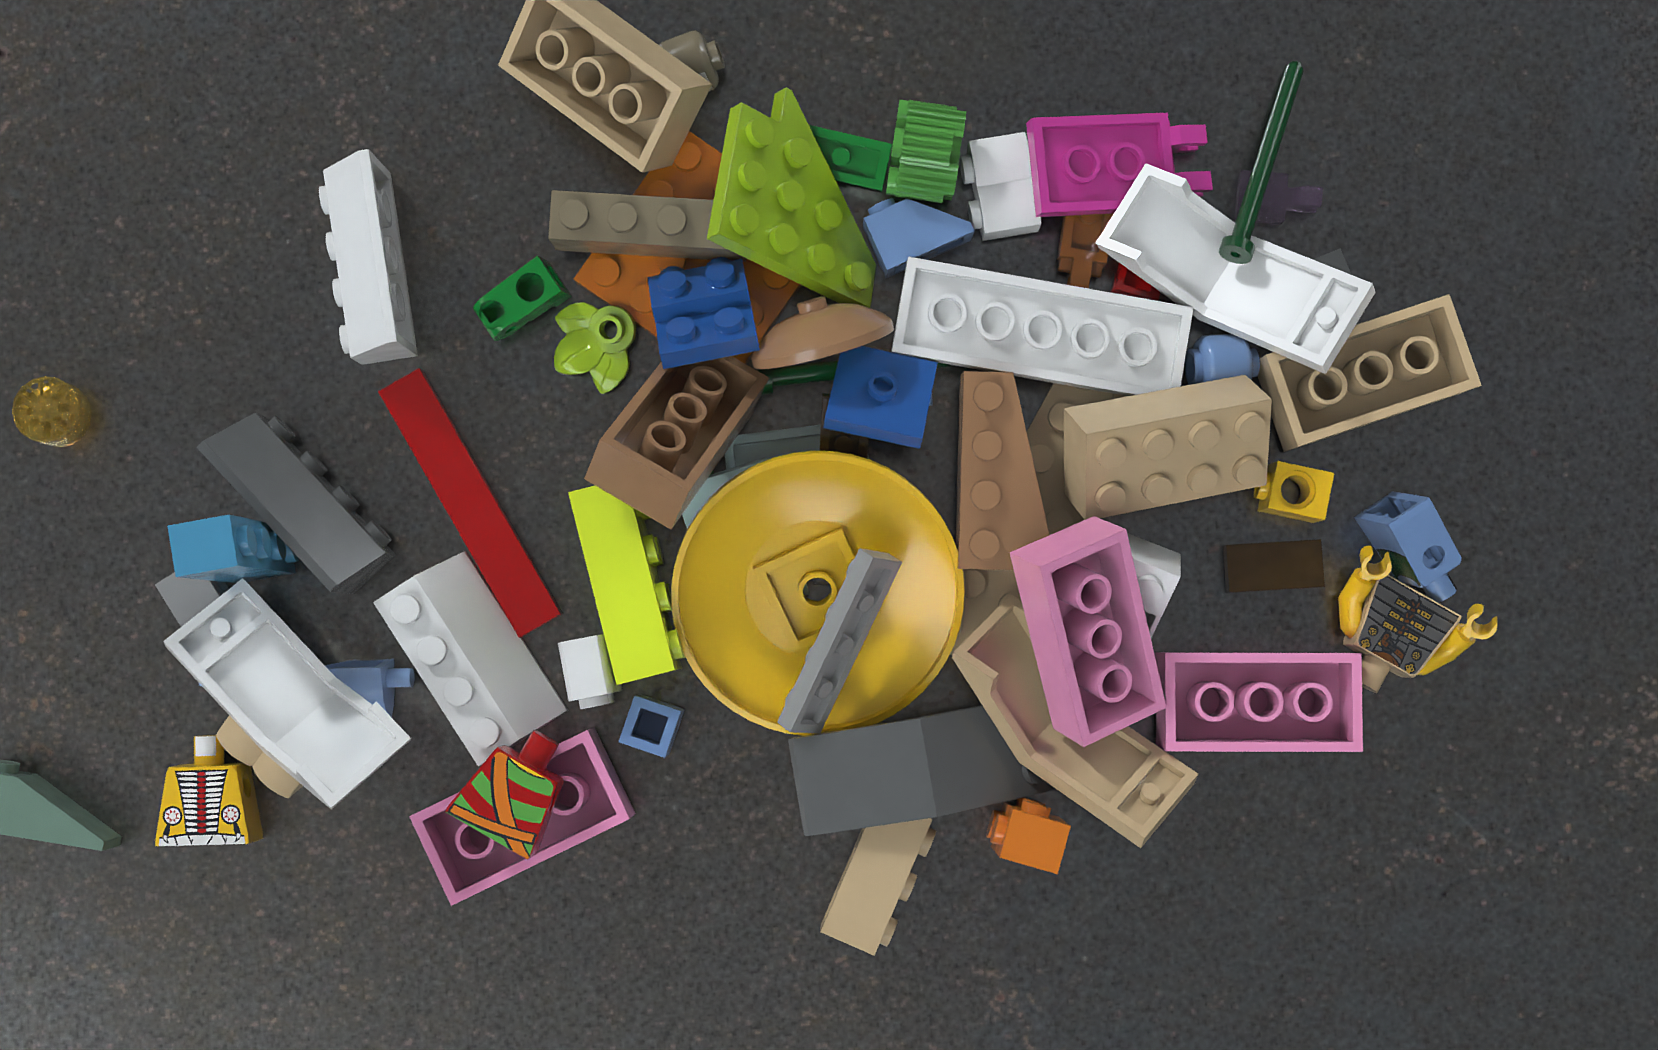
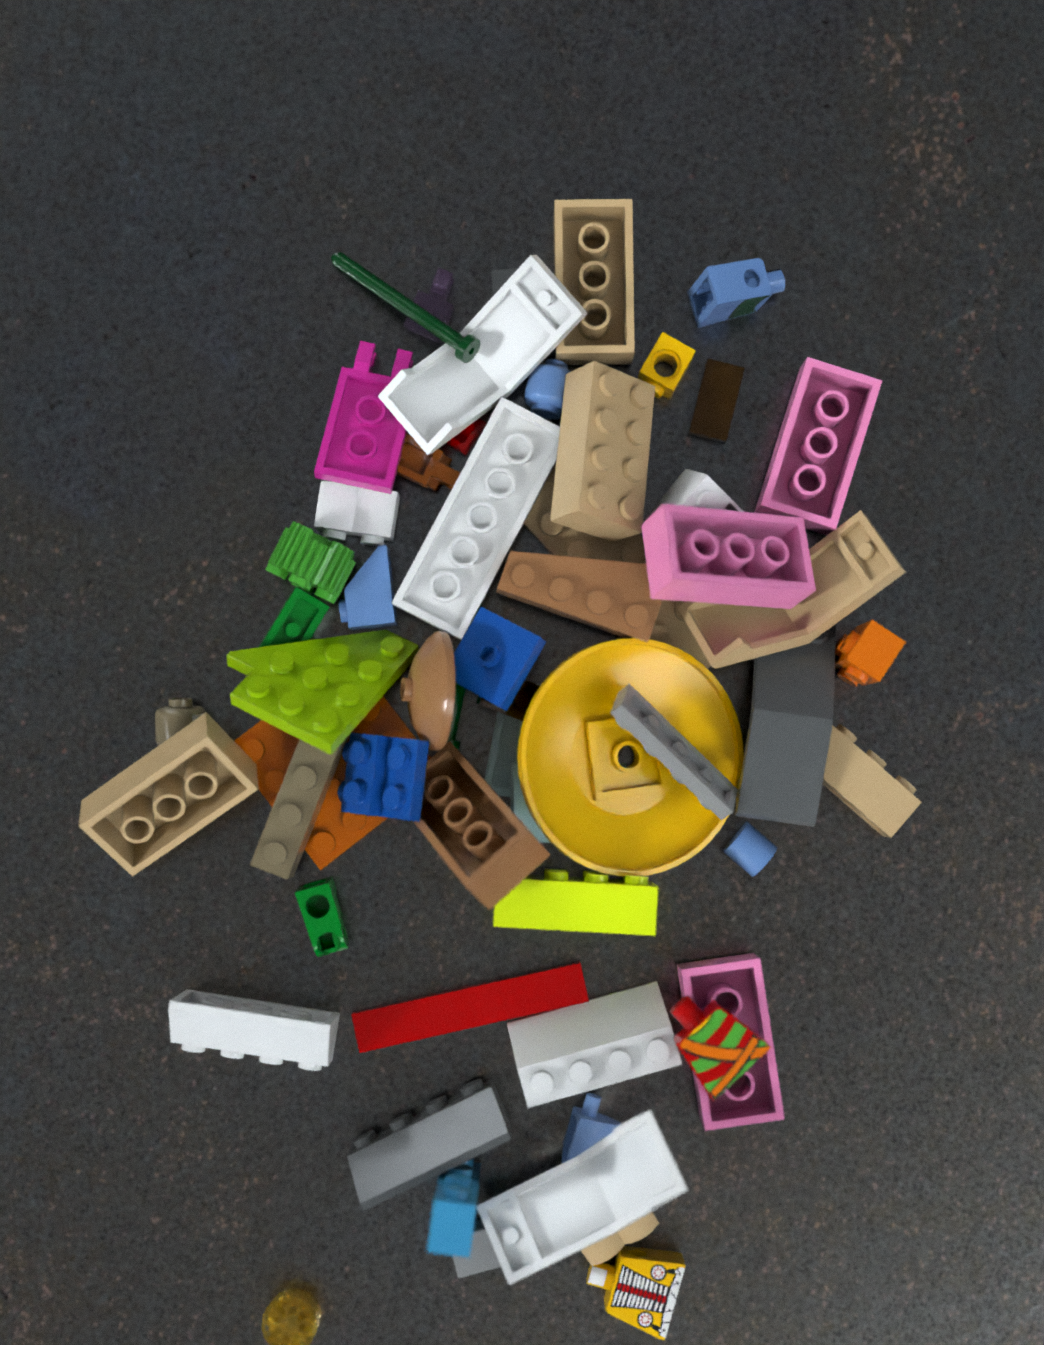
camera: 70 degrees left, 0 degrees up
(588, 346) = (376, 875): lime plate -> none
(588, 671) = (635, 954): white brick -> none
(651, 725) = (691, 918): medium blue brick -> none
(755, 771) = (750, 849): none -> medium blue brick
(1400, 626) = (793, 320): torso -> none

